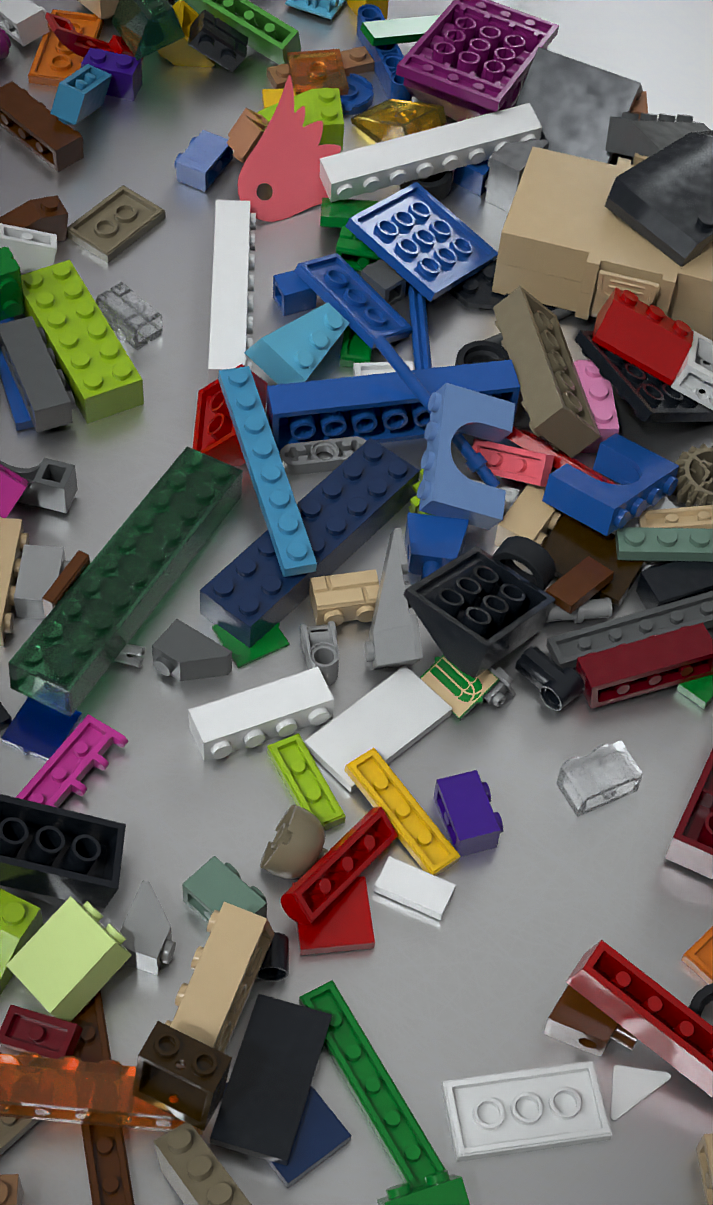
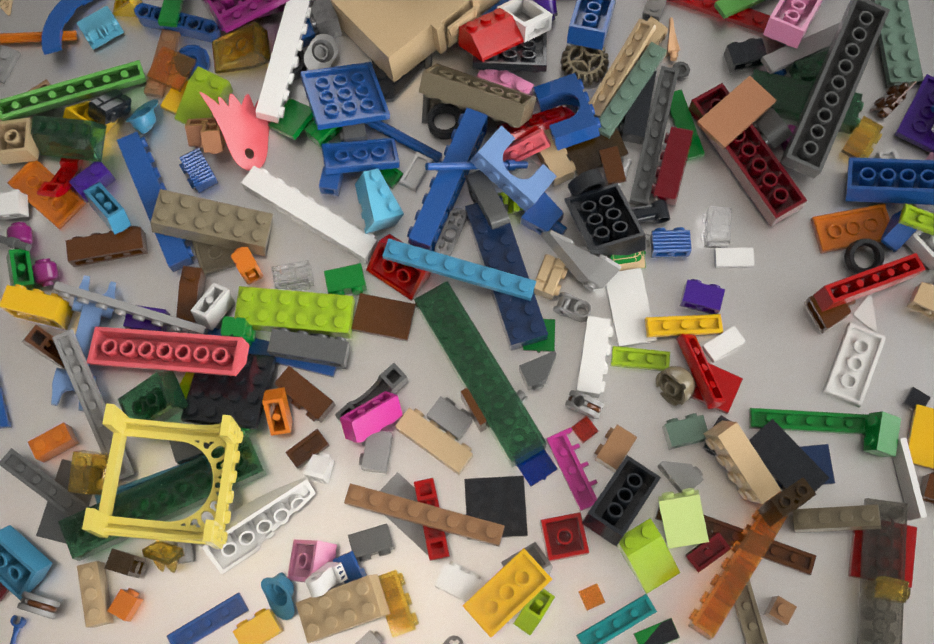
camera: 50 degrees left, 20 degrees up
(105, 256) = (247, 265): none -> orange brick
(129, 141) = (148, 187): none -> blue brick
(138, 196) = (211, 222): none -> dark tan brick
(138, 764) = (584, 429): none -> clear red tile
(141, 439) = (383, 317): none -> reddish brown tile
(142, 810) = (615, 449): none -> medium nougat brick
(165, 371) = (345, 280): none -> green brick
(172, 733) = (584, 404): none -> light grey head
(228, 81) = (144, 117): none -> dark azure piece
(392, 448) = (484, 194): none -> dark grey beam
(463, 193) = (321, 52): none -> light grey piece
(522, 726) = (670, 242): none -> blue brick
(570, 831) = (734, 258): none -> white tile

